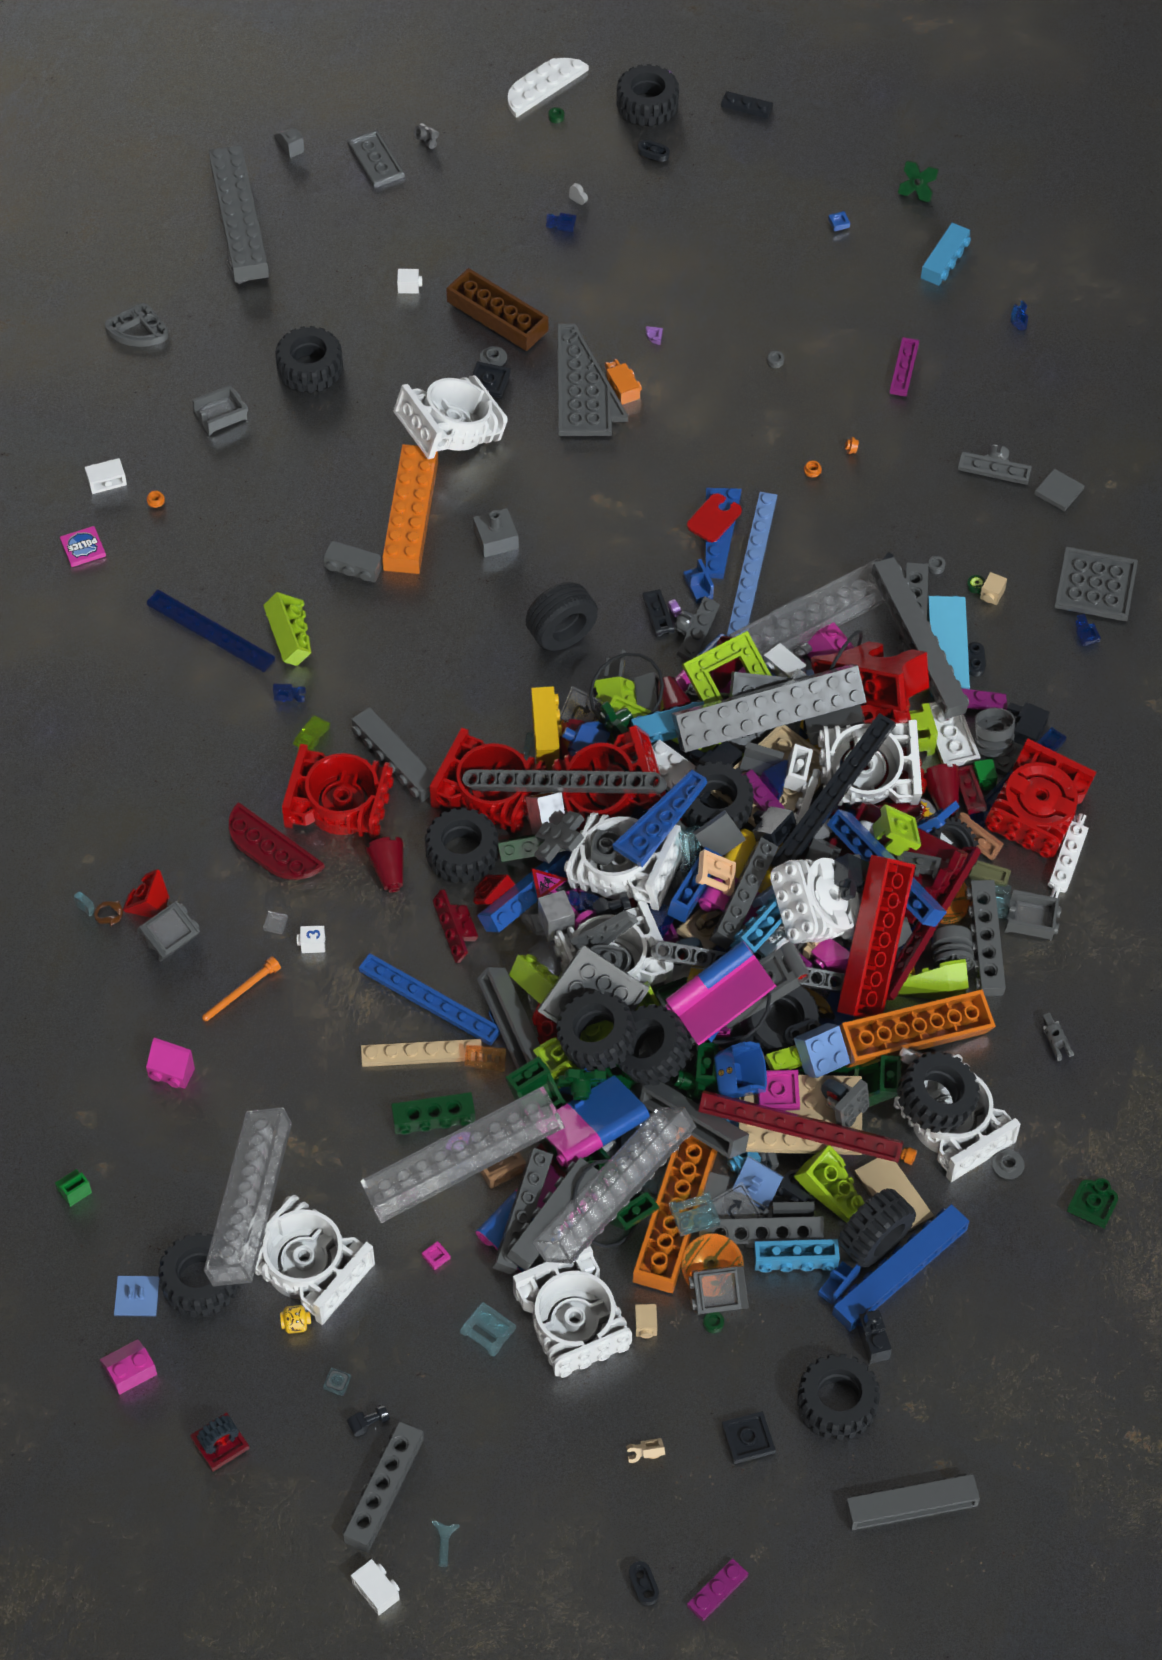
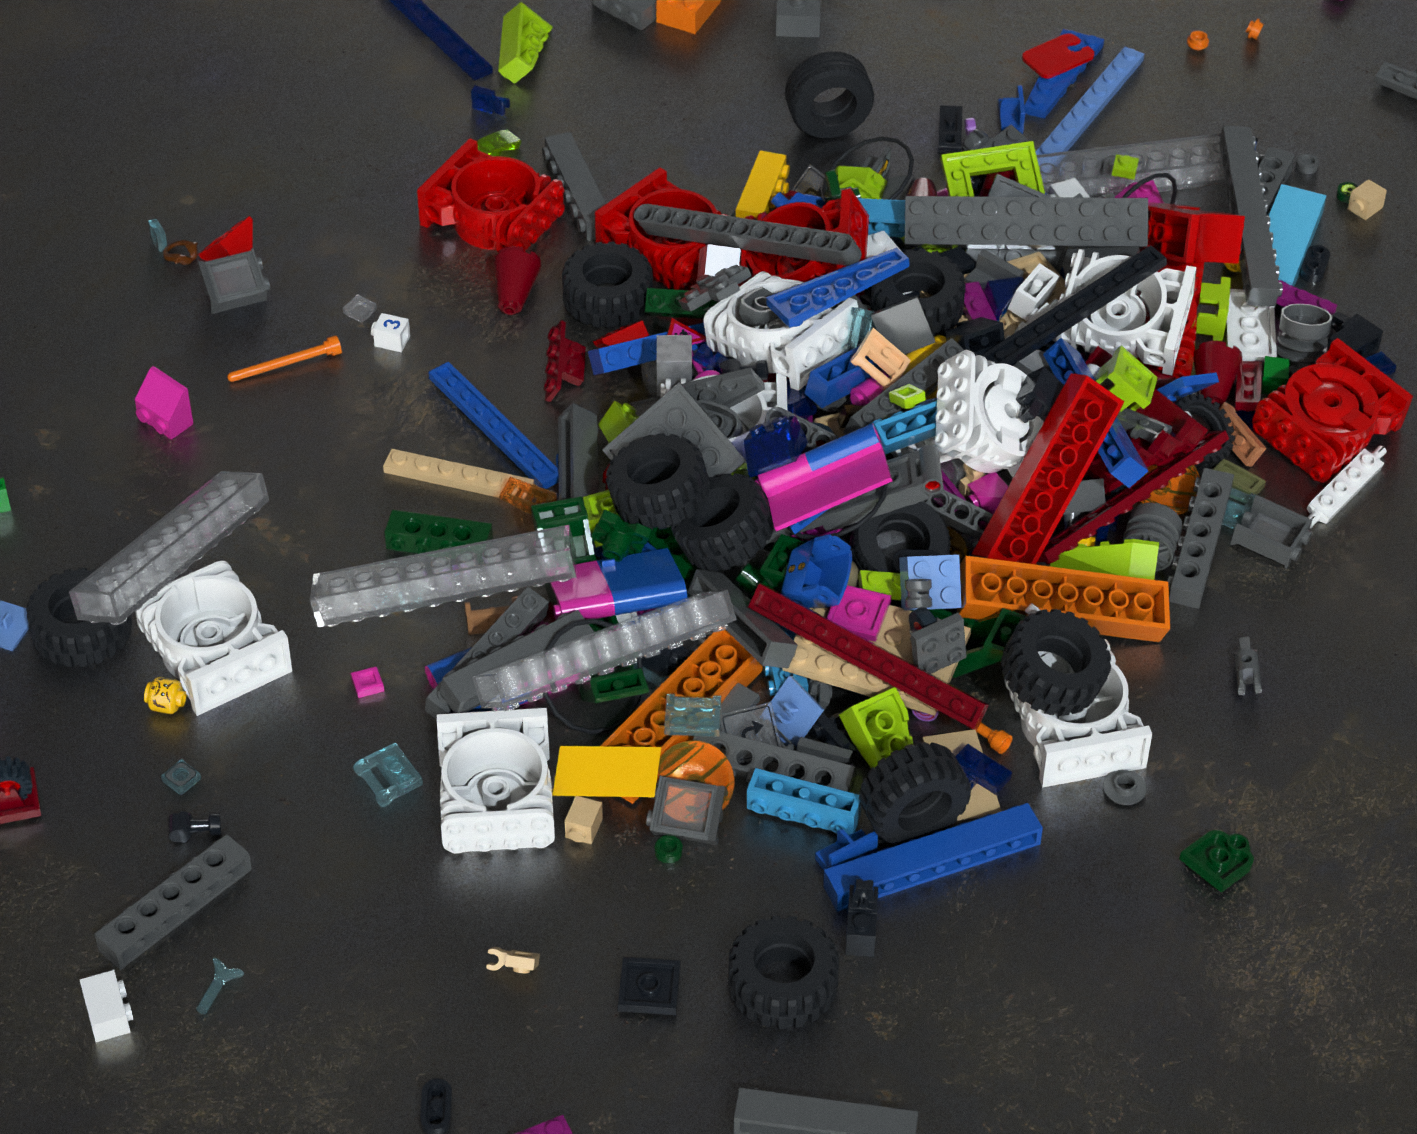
camera: 20 degrees right, 10 degrees down
(270, 846) = (392, 236): dark red plate -> none
(651, 1279) = (606, 771): none -> yellow sticker
(671, 975) = (774, 445): none -> clear blue slope
(752, 902) = (907, 396): none -> lime plate
(812, 620) = (1125, 166): none -> lime plate
(822, 1067) = (918, 593): none -> dark grey wheel
(907, 1185) = (983, 769): none -> clear blue plate

